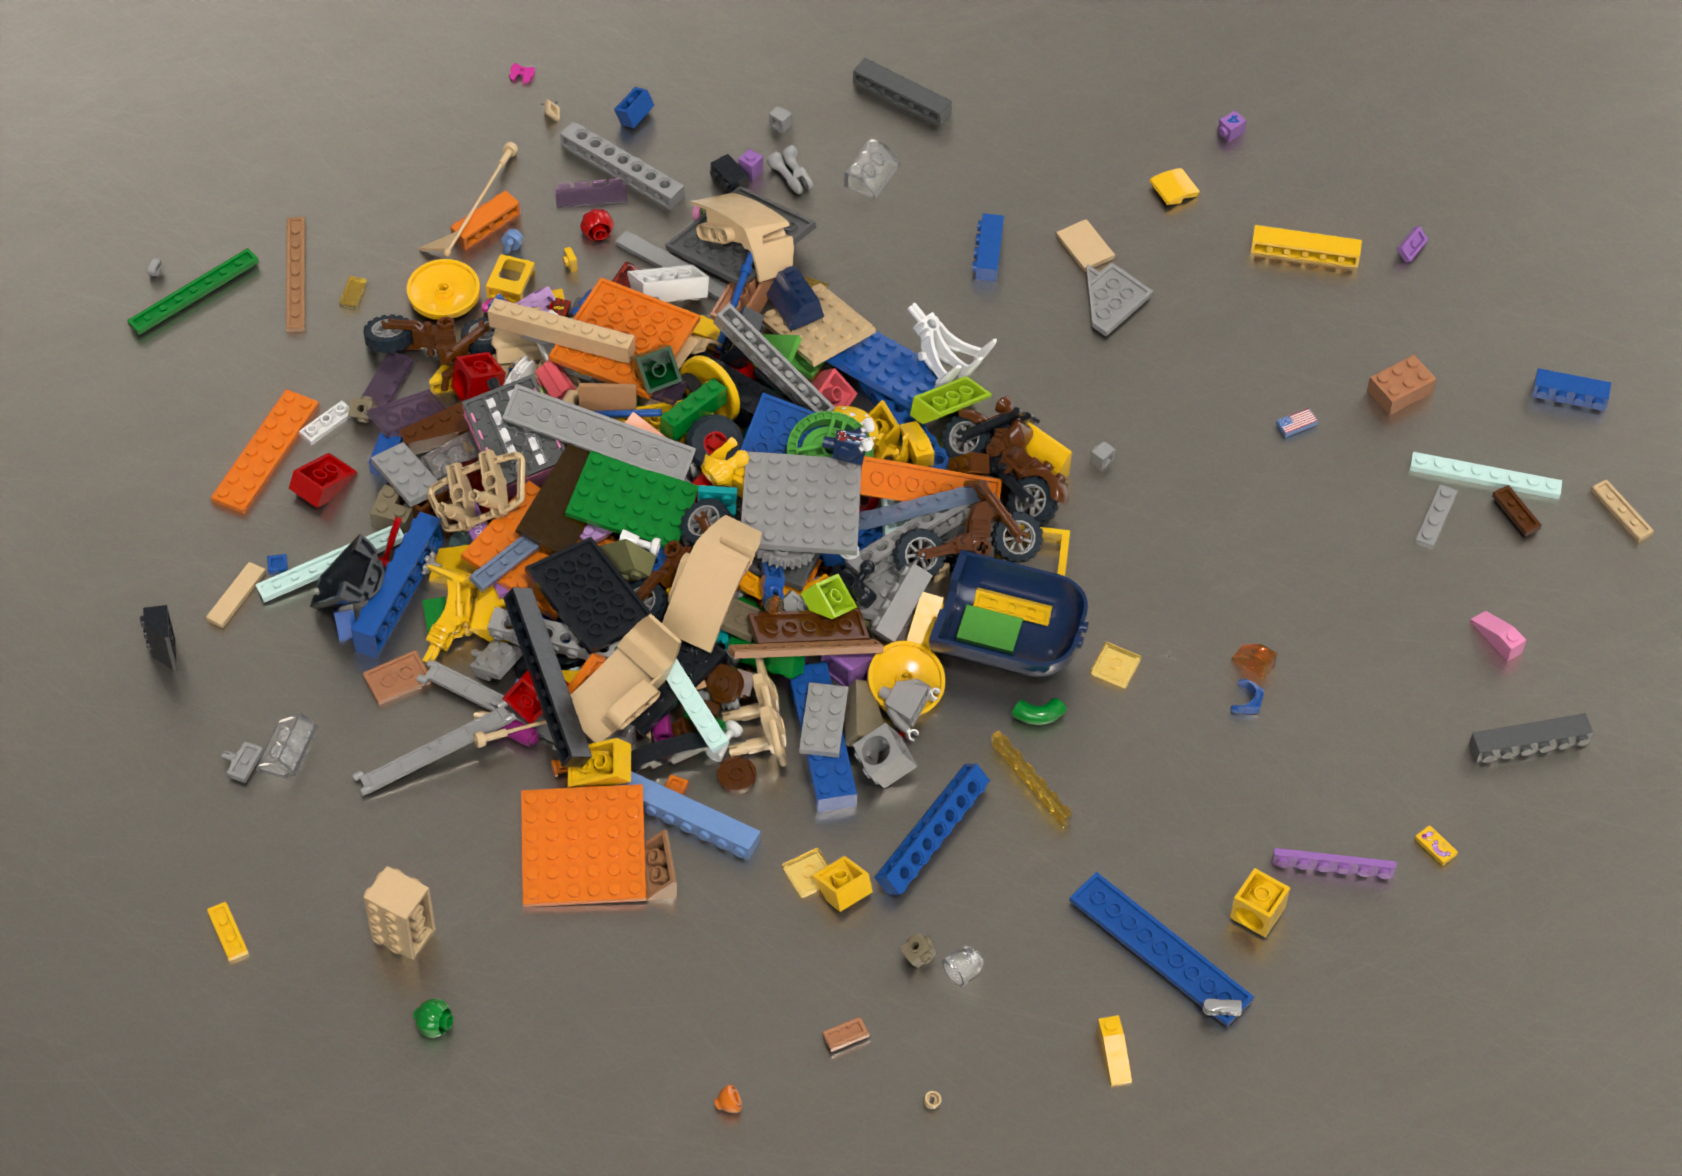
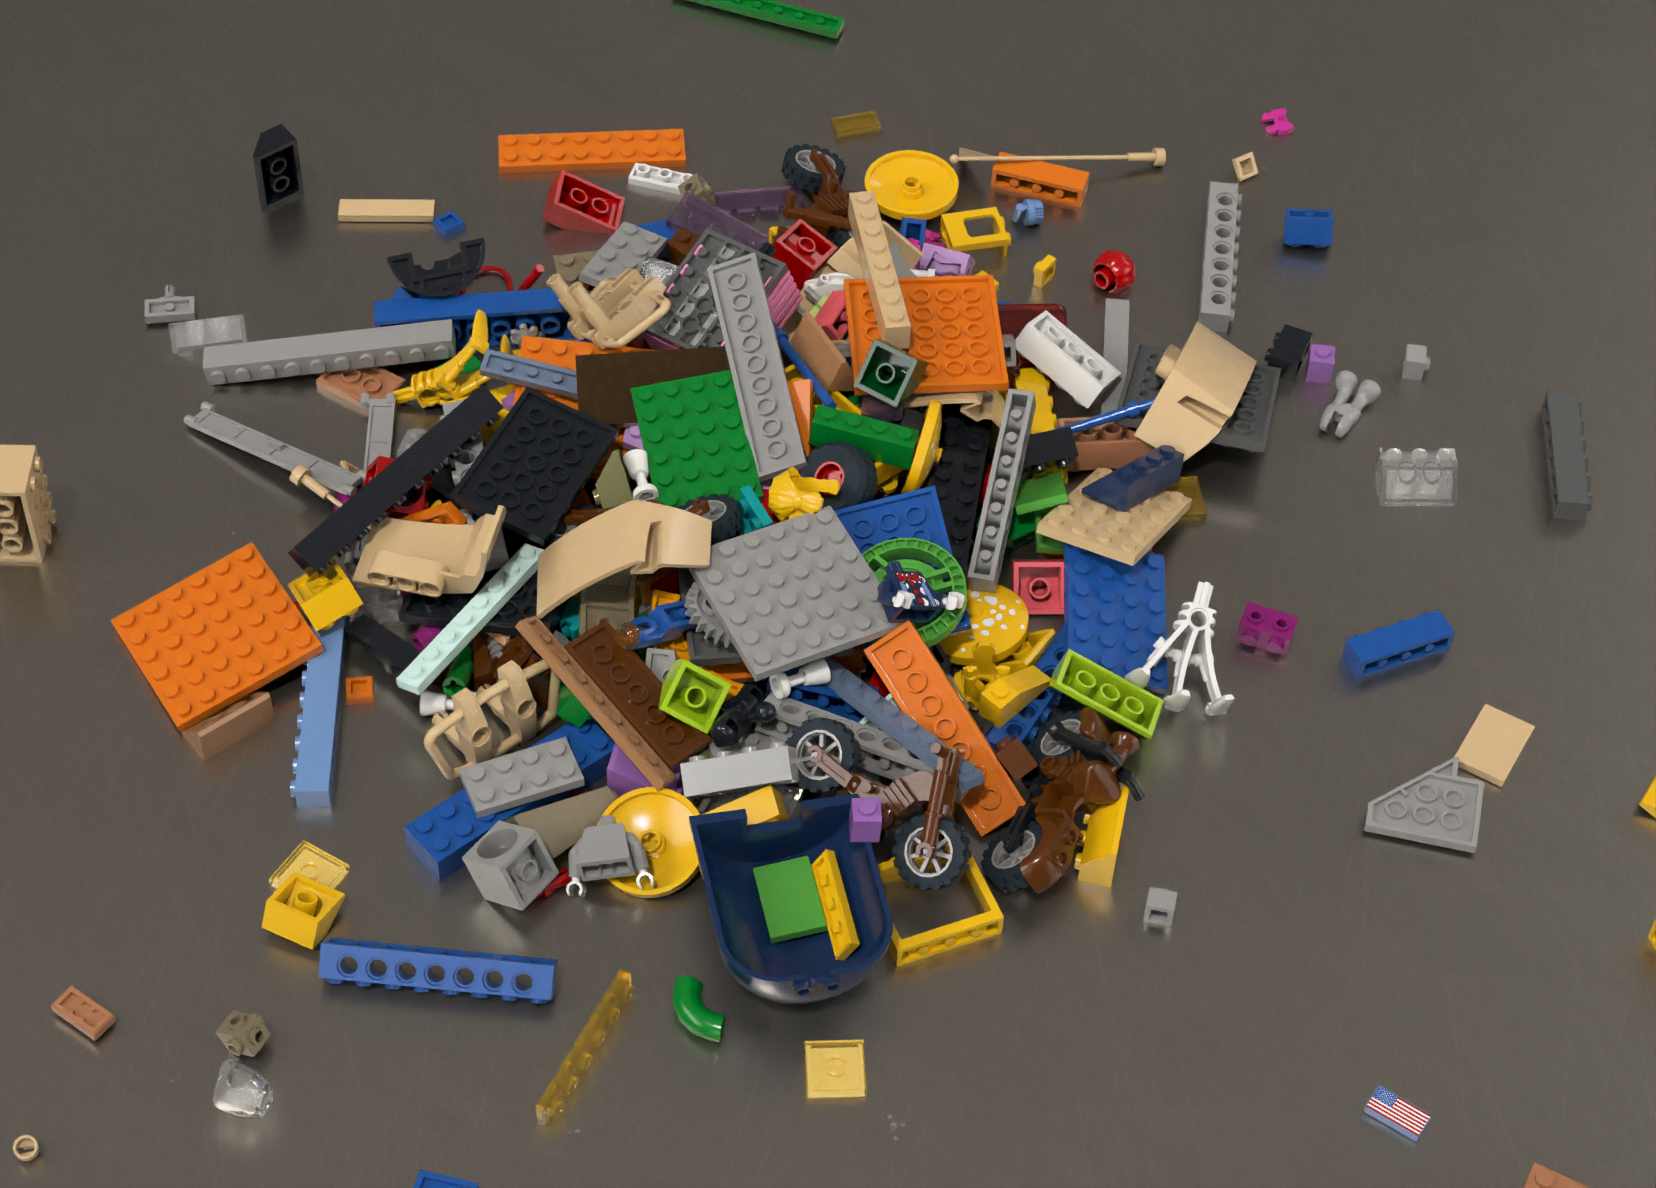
camera: 60 degrees right, 5 degrees down
(295, 275) = (844, 72): medium nougat tile -> none
(313, 569) = (446, 246): light aqua plate -> none
(367, 680) = (329, 352): none -> light grey brick
(587, 195) = (1159, 250): clear purple windscreen -> none
(736, 775) = (406, 741): reddish brown tile -> none
(939, 300) = (1270, 631): none -> magenta brick
(990, 551) = (865, 819): none -> medium lavender brick

